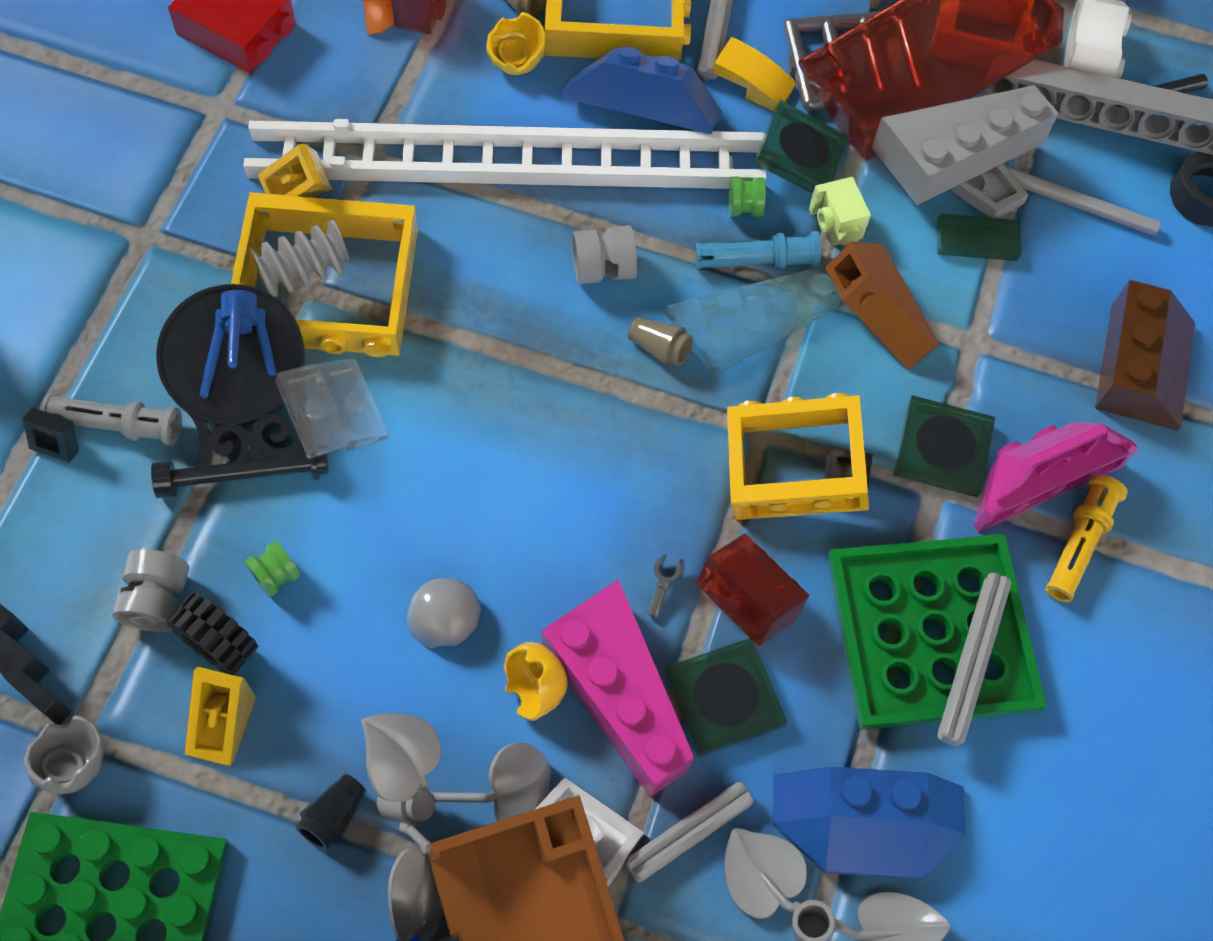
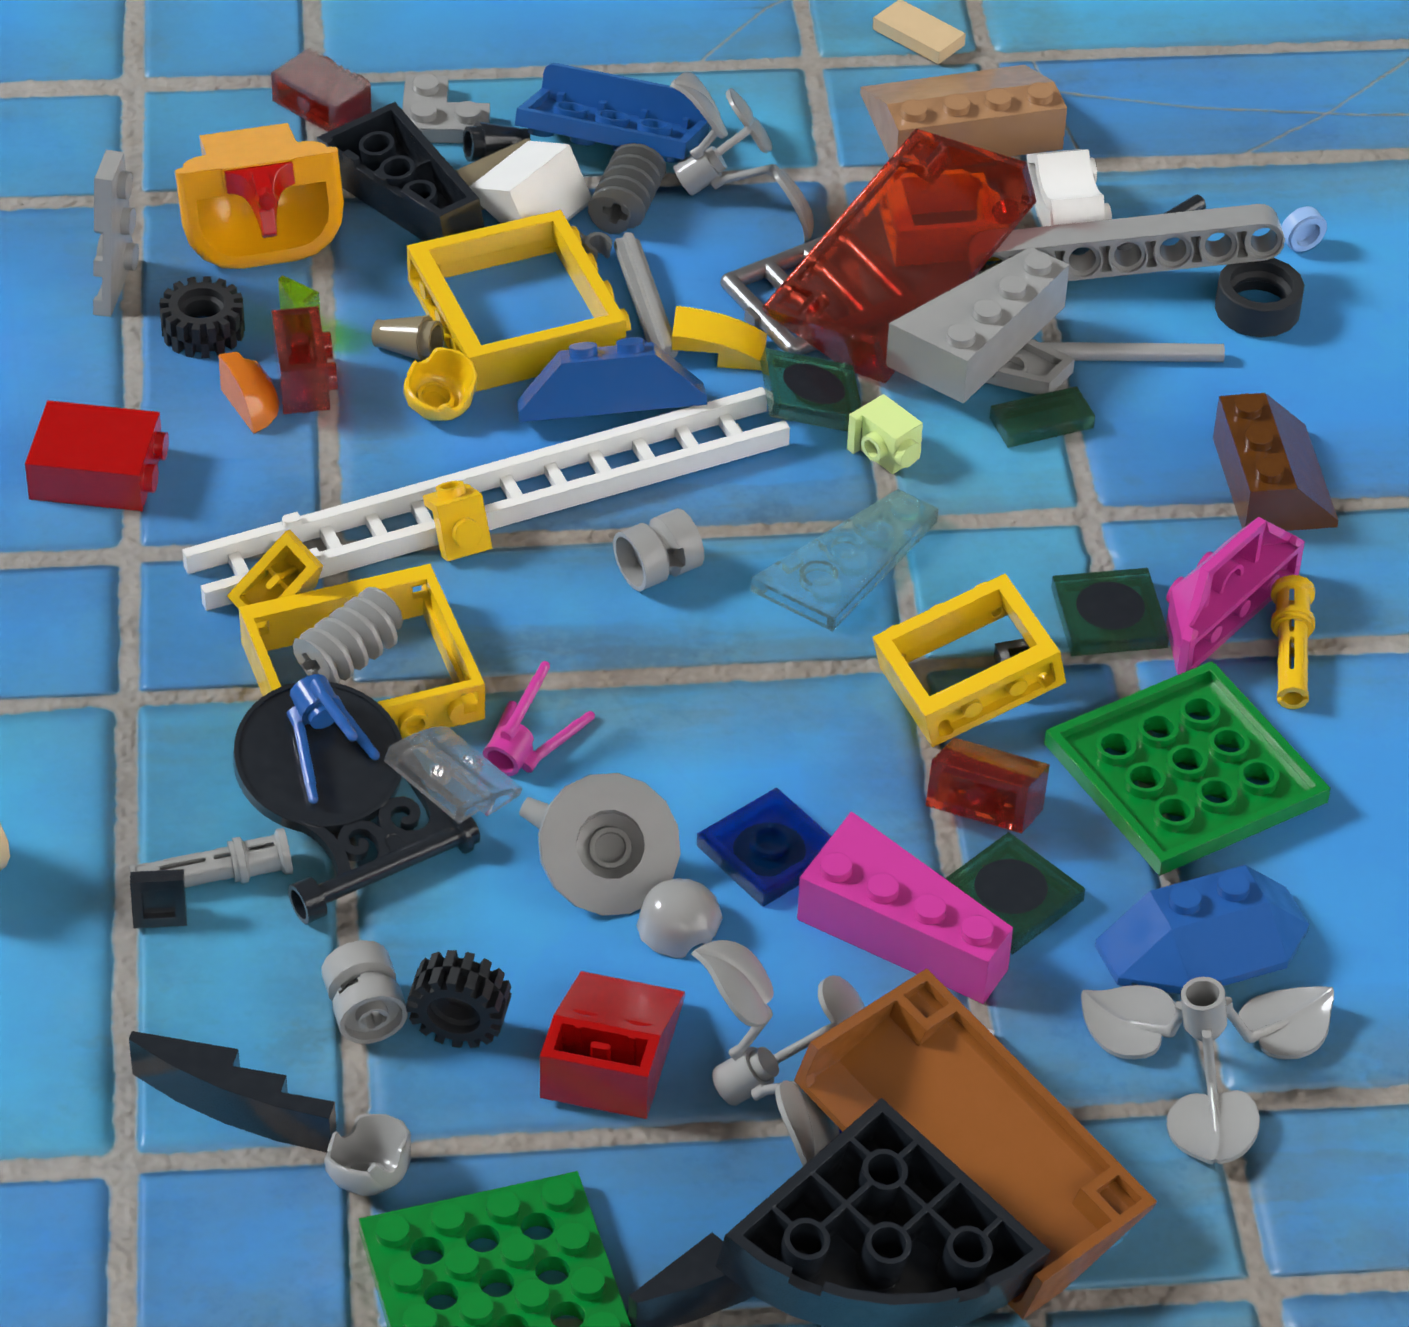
camera: 20 degrees left, 20 degrees down
(217, 715) = (503, 1068): yellow slope -> none
(272, 568) = (480, 931): bright green wheel -> none
(313, 716) = (609, 1044): none -> red slope
(330, 813) = (671, 1115): black cone -> none
(397, 393) = (512, 742): none -> dark pink plant
(409, 525) = (605, 842): none -> light grey piece
(465, 170) = (459, 520): none -> yellow bracket
(536, 678) = (812, 930): yellow hair -> none
(551, 568) = (764, 845): none -> clear blue tile
(662, 340) = (764, 609): dark tan cone -> none
(663, 584) = (892, 816): dark grey hand -> none
(689, 832) = (1044, 1004): light grey axle -> none
(746, 197) = (778, 452): bright green wheel -> none
(778, 251) = (839, 492): dark azure pin -> none
(882, 300) = (977, 499): dark orange slope -> none
(974, 660) = (1239, 767): light grey axle -> none

